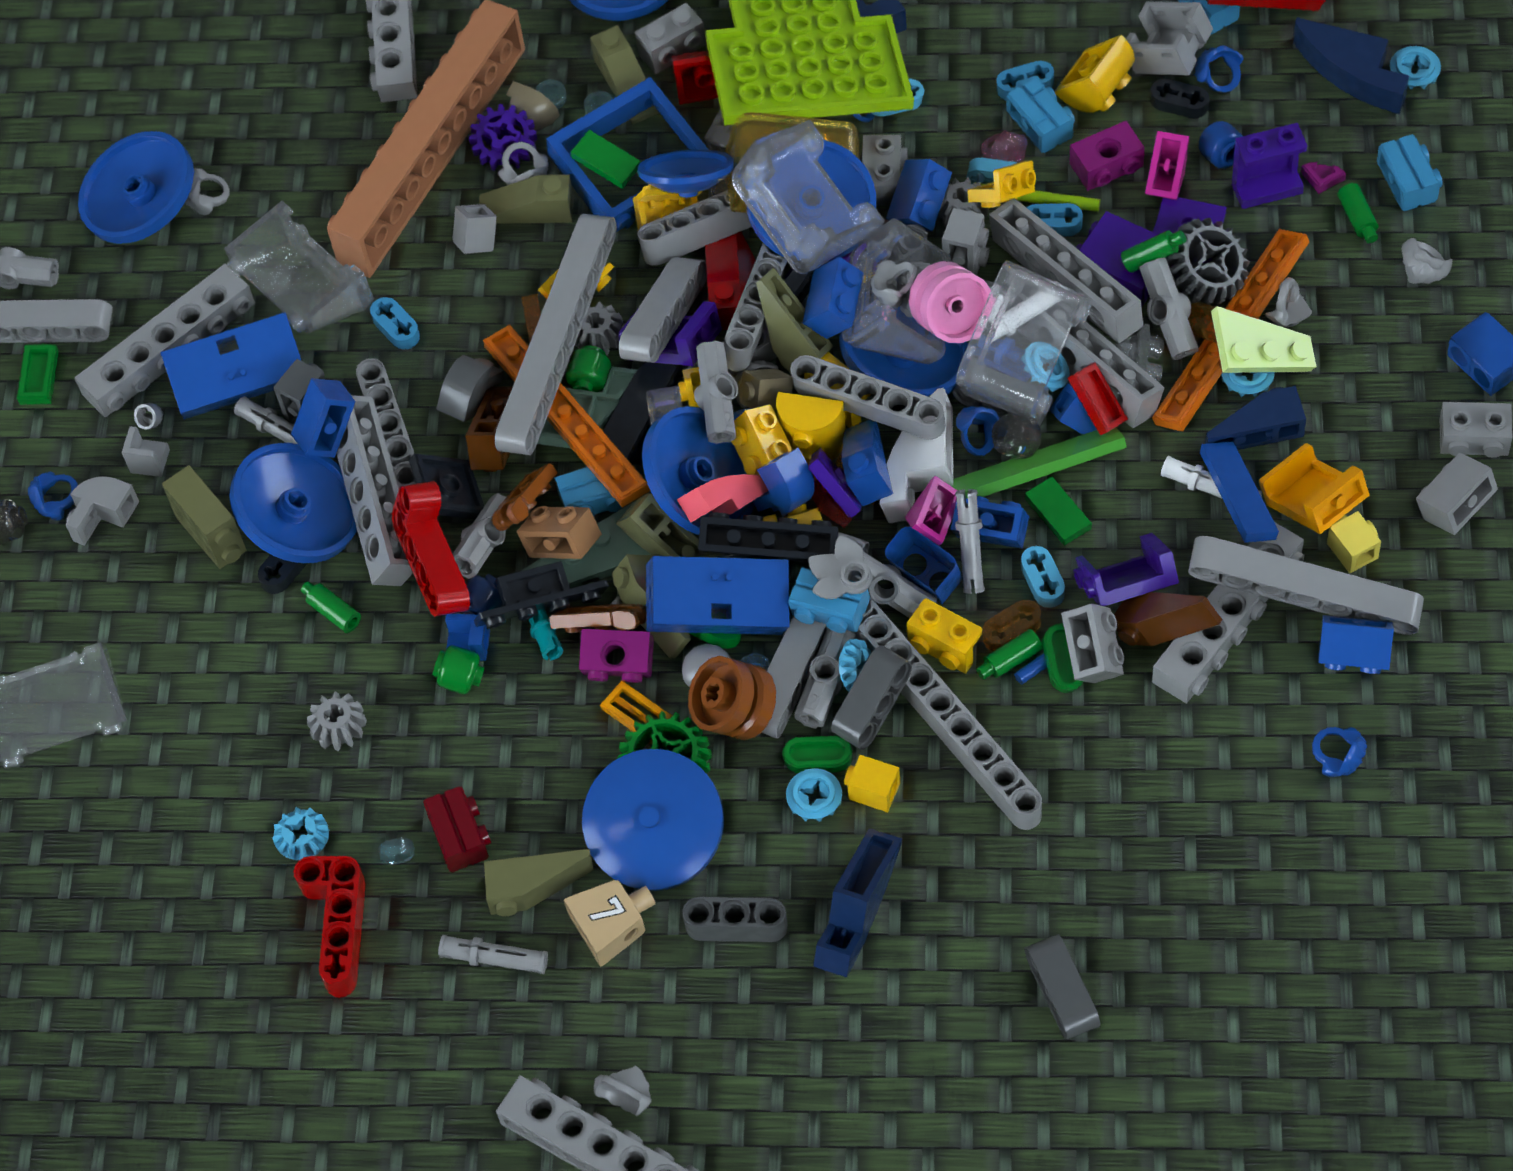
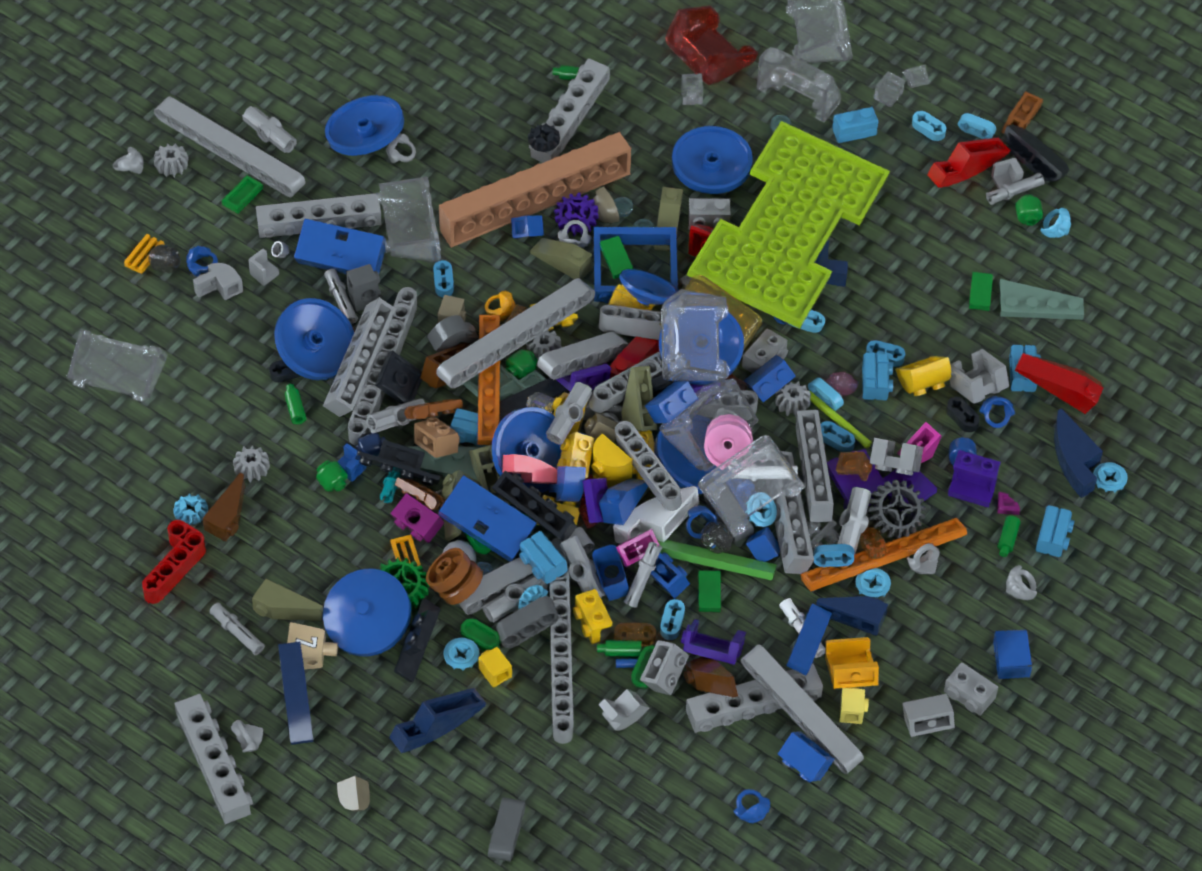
camera: 25 degrees right, 5 degrees down
(204, 517) = (264, 318): olive brick -> none
(323, 418) = (360, 303): blue brick -> none
(355, 810) = (224, 515): none -> reddish brown slope
(389, 75) = (539, 143): none -> black gear
(396, 851) = (229, 547): clear light blue tile -> none
(427, 548) = (360, 403): red beam -> none
(439, 356) = (451, 306): none -> dark tan brick
(451, 191) = (527, 226): none -> blue panel
(457, 829) = (267, 555): dark red brick -> none
(474, 228) = (522, 253): light grey panel -> none
(507, 304) = (506, 303): none -> light orange piece
(646, 989) = (295, 693): none -> dark blue slope
(722, 908) = (364, 680): dark grey beam -> none
(745, 812) = (417, 640): none -> black bracket
(827, 1074) = (354, 793): none -> brick
(836, 570) = (555, 542): light grey plate -> none
(883, 280) = (703, 410): light grey piece -> none
(966, 239) = (772, 418): light grey brick -> none
(1008, 184) = (818, 400): yellow bracket -> none
(1082, 732) = (625, 710): none -> light grey brick
(1097, 398) = (774, 543): red tile -> none
(1107, 155) = (894, 420): magenta brick -> none
(1113, 237) = (854, 464): none -> clear orange bracket
(1151, 249) = (868, 482): green cylinder -> none
(1176, 200) = (883, 457): none -> light grey piece
(1179, 366) = (833, 555): none -> dark azure beam
(1259, 346) = (887, 571): yellowish green wing -> none

